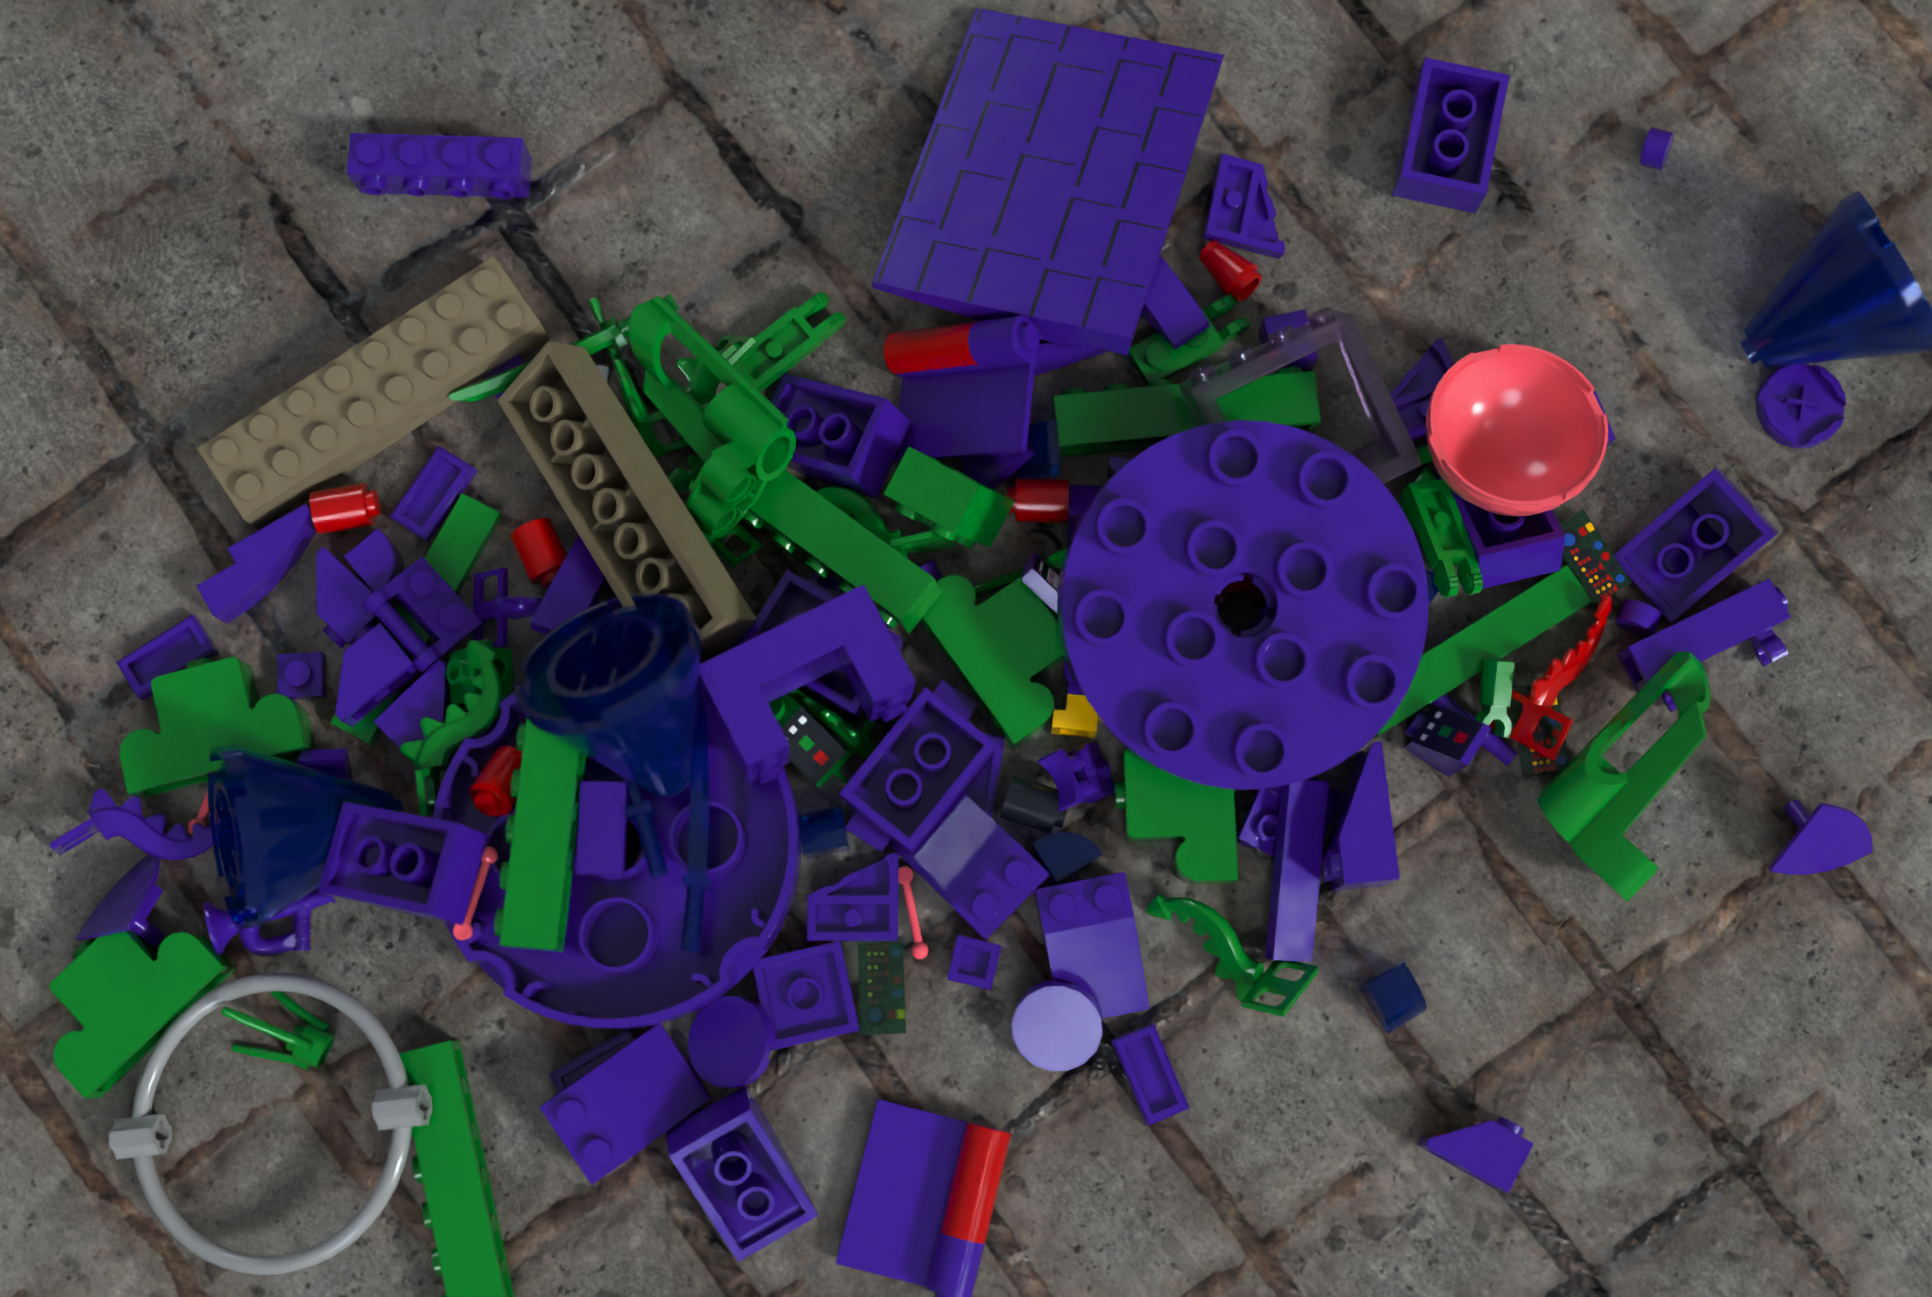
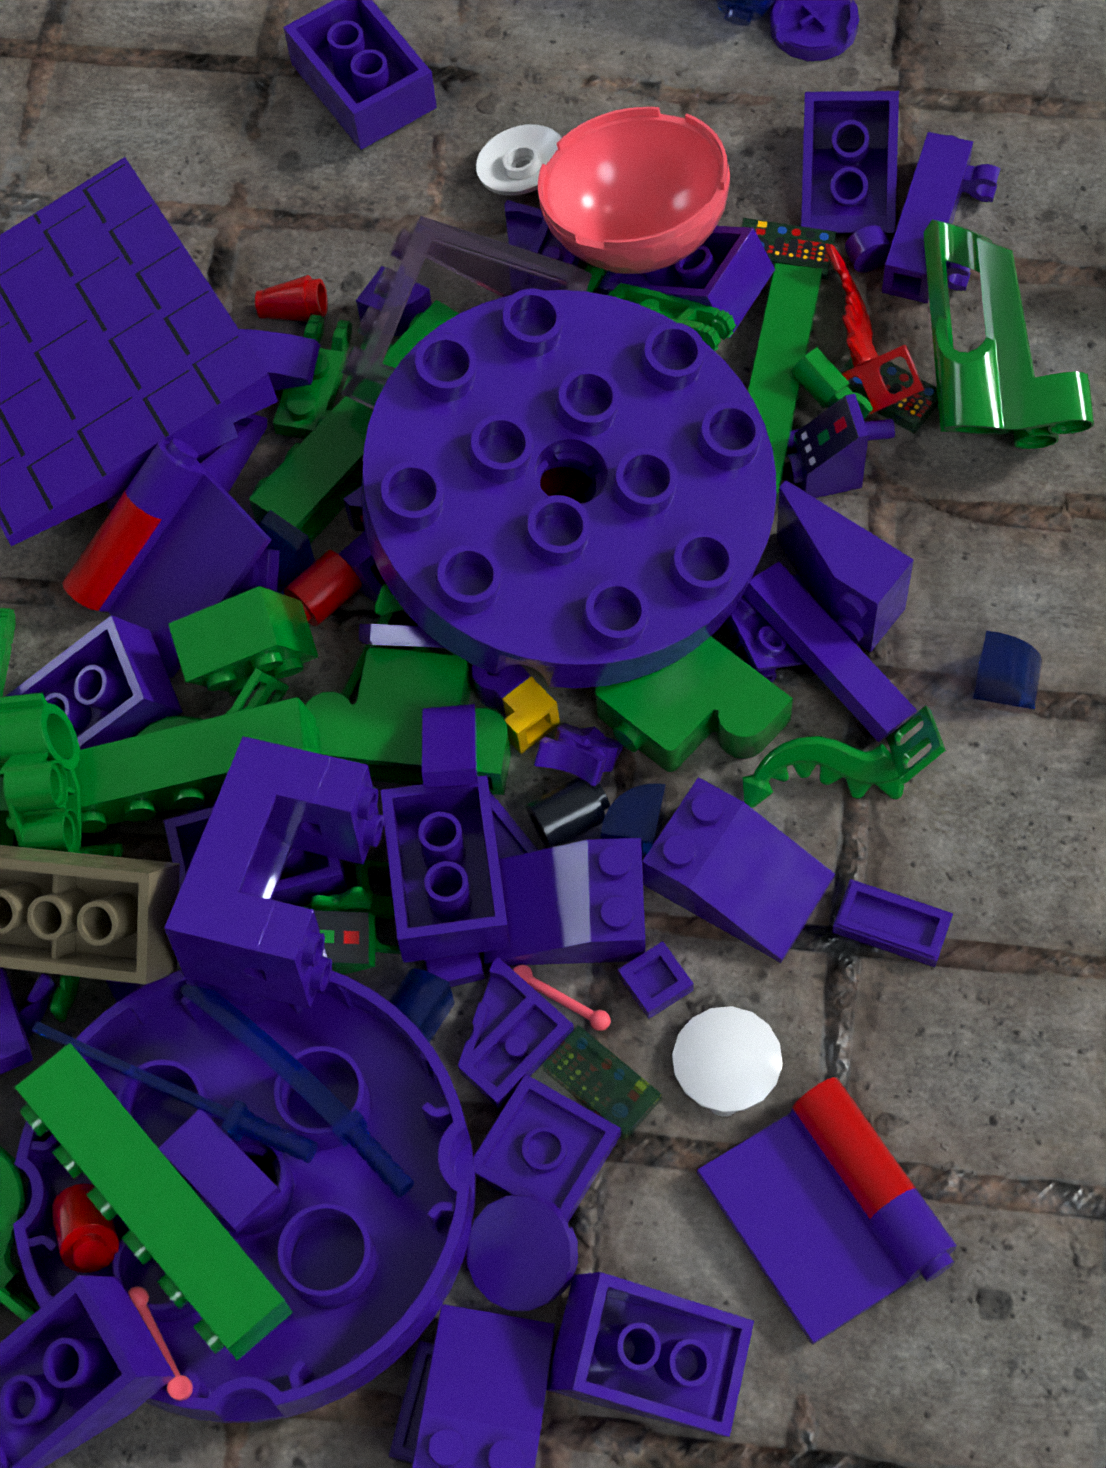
camera: 40 degrees left, 15 degrees down
(621, 689) = (122, 1009): clear blue cone -> none
(965, 1052) = (727, 1059): none -> white dish
(996, 699) = (449, 746): none -> dark purple tile
(1057, 1026) = (777, 956): tile -> none
(1240, 208) = (254, 253): dark purple wing -> none
(1486, 302) = (514, 158): none -> white dish

